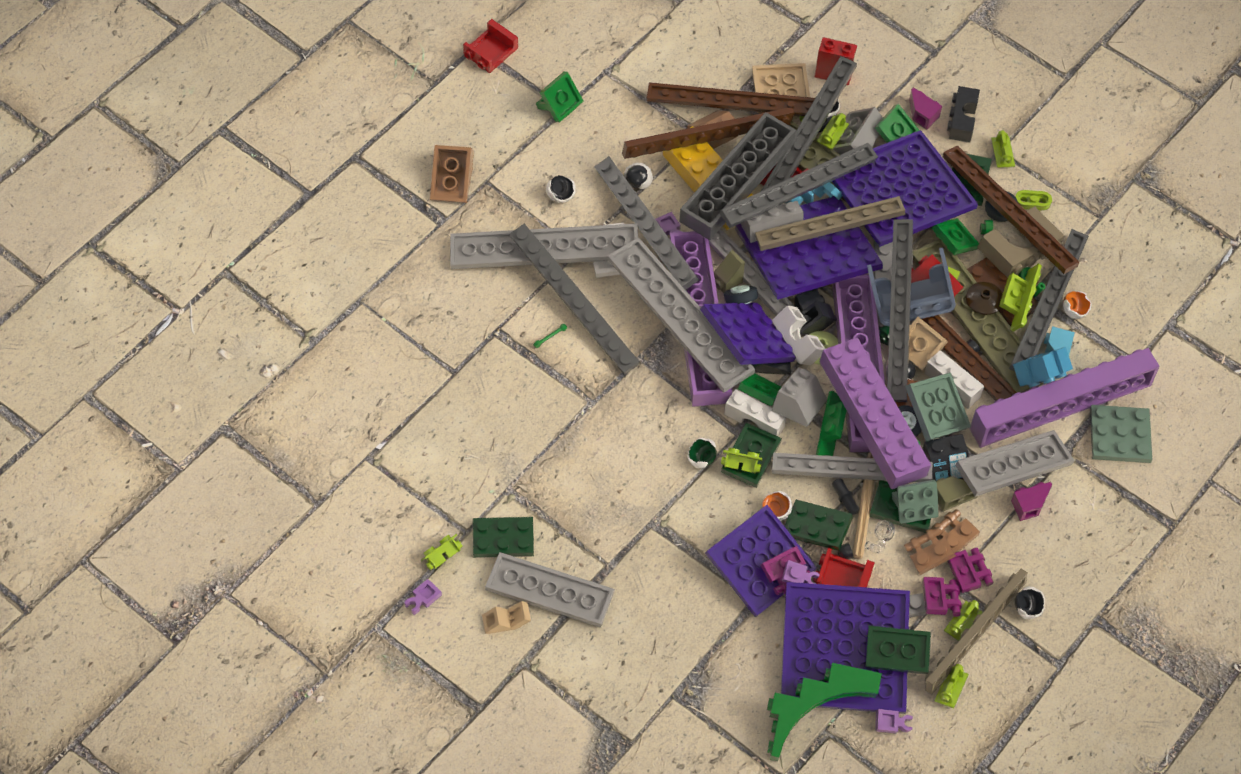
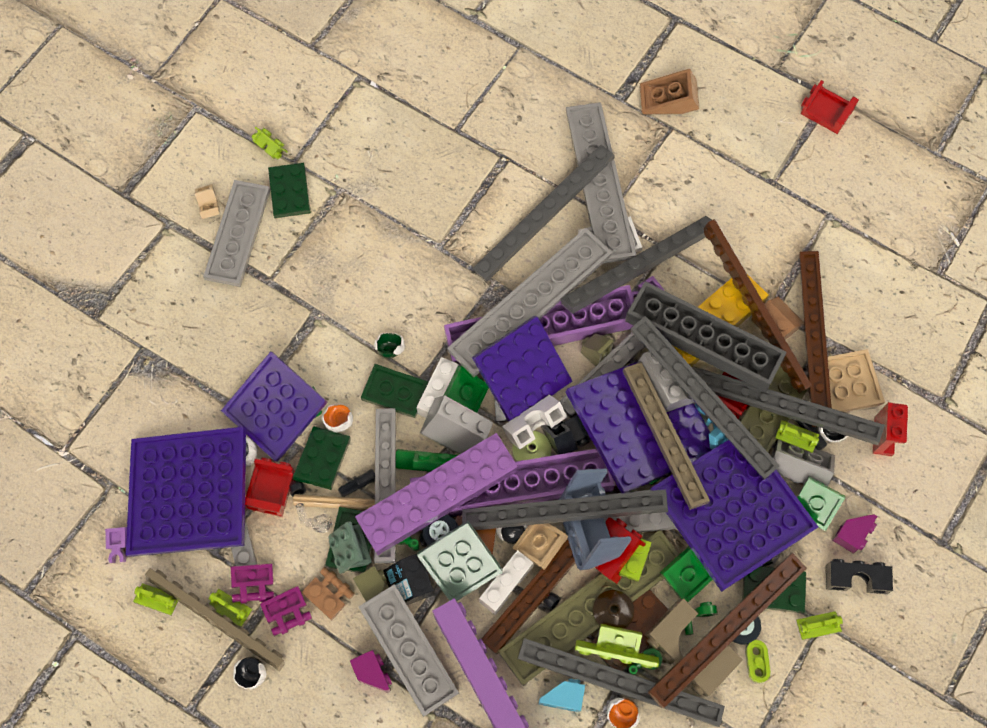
camera: 85 degrees right, 10 degrees up
(424, 595) = (224, 136): medium lavender plate -> none
(537, 344) = (516, 211): green hinge -> none
(560, 97) = (779, 172): green bracket -> none
(560, 189) = (670, 187): black hair -> none
(638, 175) = (703, 257): black hair -> none
(741, 294) = (573, 362): black wheel -> none
(749, 461) = (382, 370): lime hinge -> none
(775, 567) = (266, 424): magenta plate -> none
(797, 573) = (254, 436): medium lavender plate -> none
(842, 682) = (143, 484): green arch -> none
(898, 649) = (178, 537): dark green plate -> none
(933, 555) = (296, 571): medium nougat plate -> none
(1043, 367) = (516, 669): dark azure brick -> none

